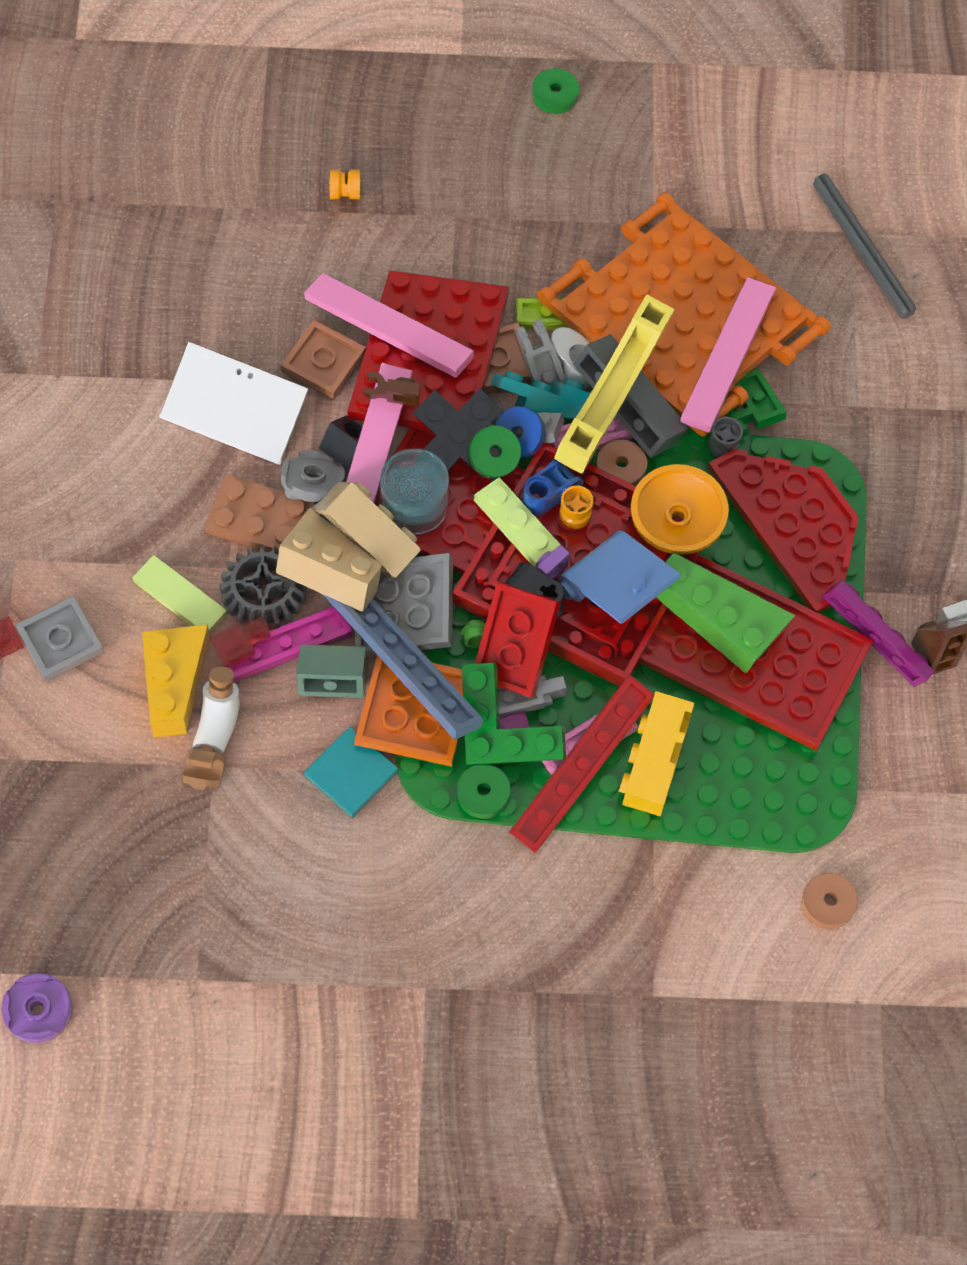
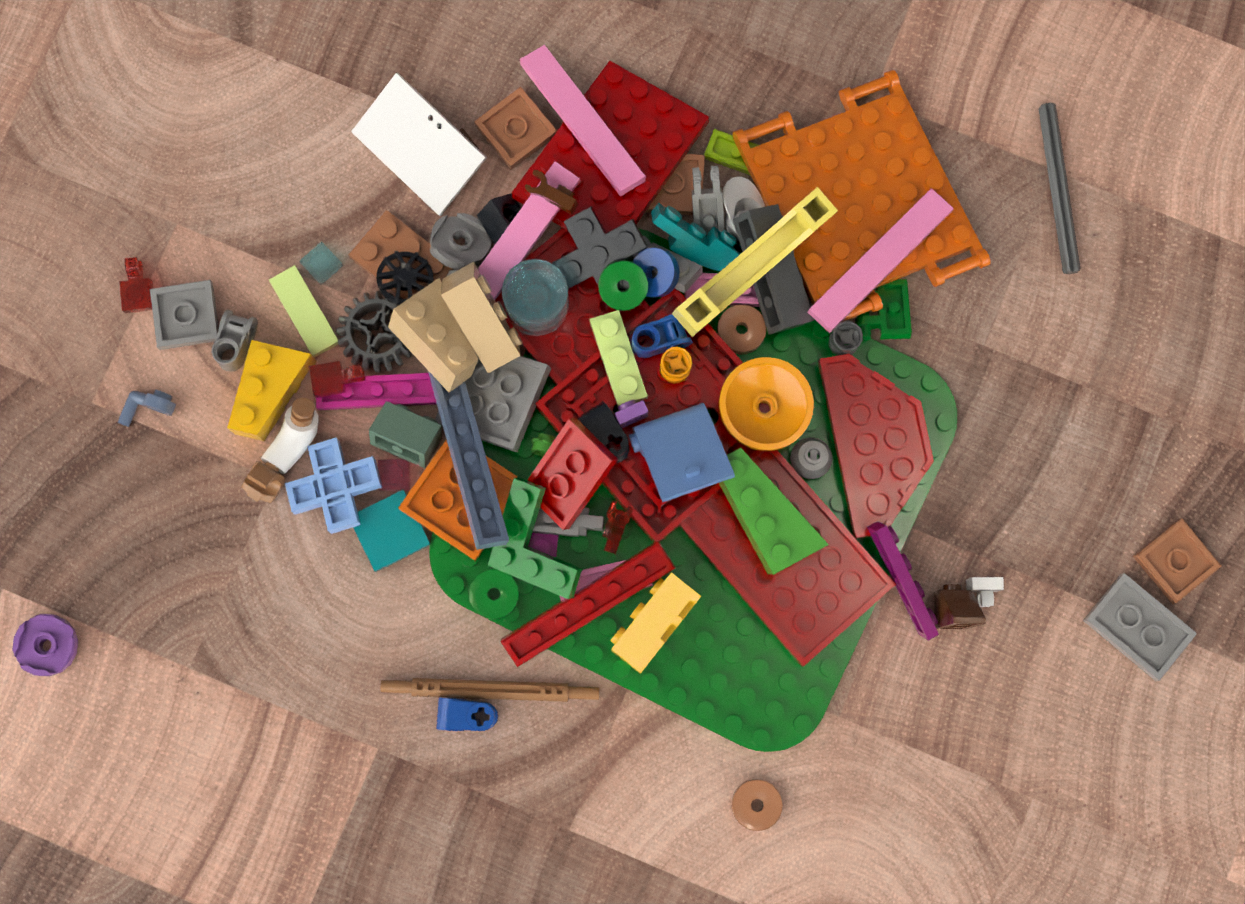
camera: 20 degrees right, 15 degrees up
(63, 730) = (158, 402): none -> sand blue plate
(119, 641) = (234, 334): none -> light grey piece
(178, 546) = (321, 263): none -> clear light blue plate
(269, 524) = (404, 276): none -> black wheel
(278, 745) = (333, 485): none -> light blue plate
(333, 718) = (394, 474): none -> clear pink plate
(498, 918) = (460, 715): none -> blue piece
(516, 886) = (489, 689): none -> medium nougat axle
(580, 683) = (615, 526): none -> clear red plate
(740, 555) = (810, 466): none -> light grey cone

